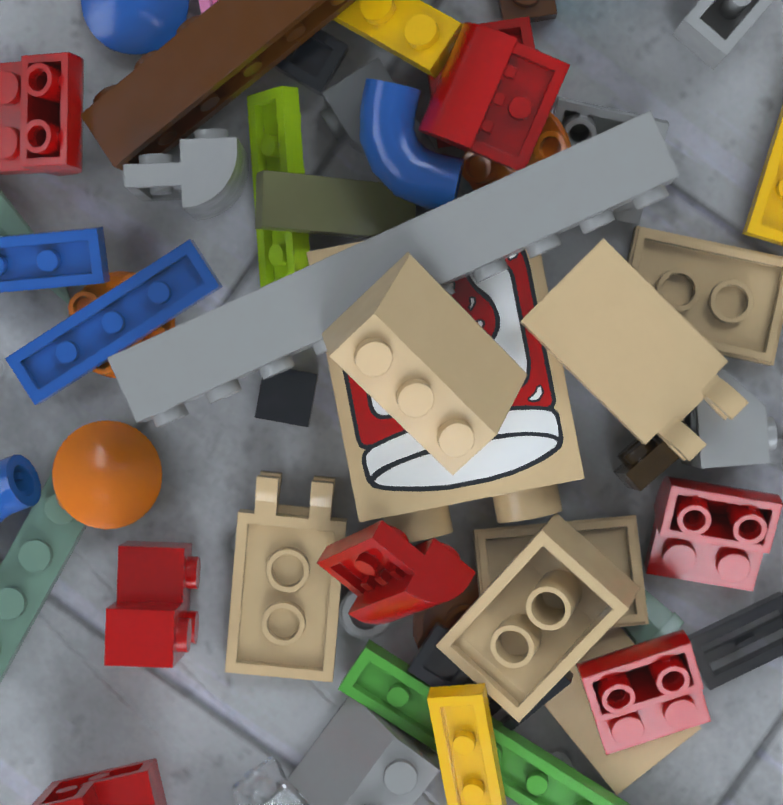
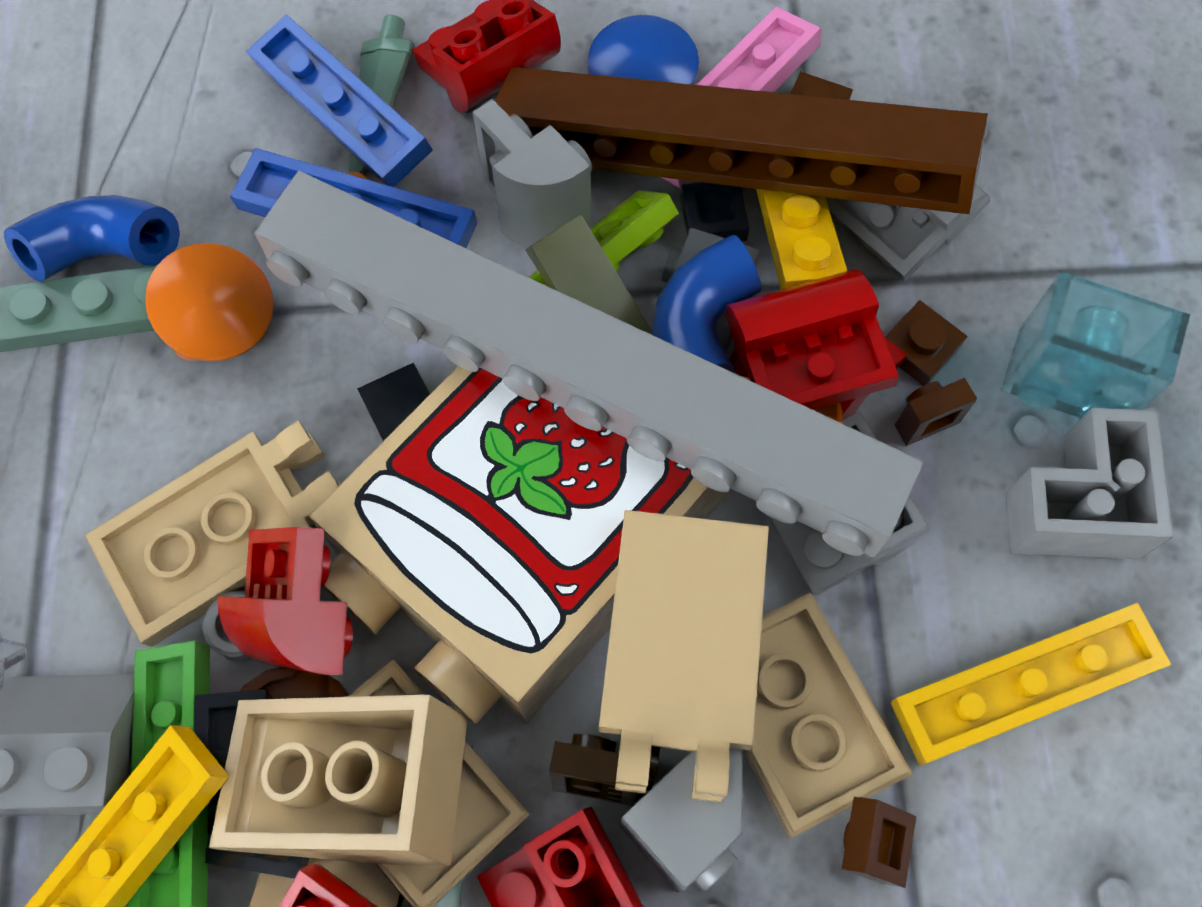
camera: 55 degrees right, 20 degrees down
(152, 610) = (100, 424): red brick -> none
(426, 363) = (507, 437): tan slope -> none
(581, 34) = (934, 409): none -> reddish brown plate

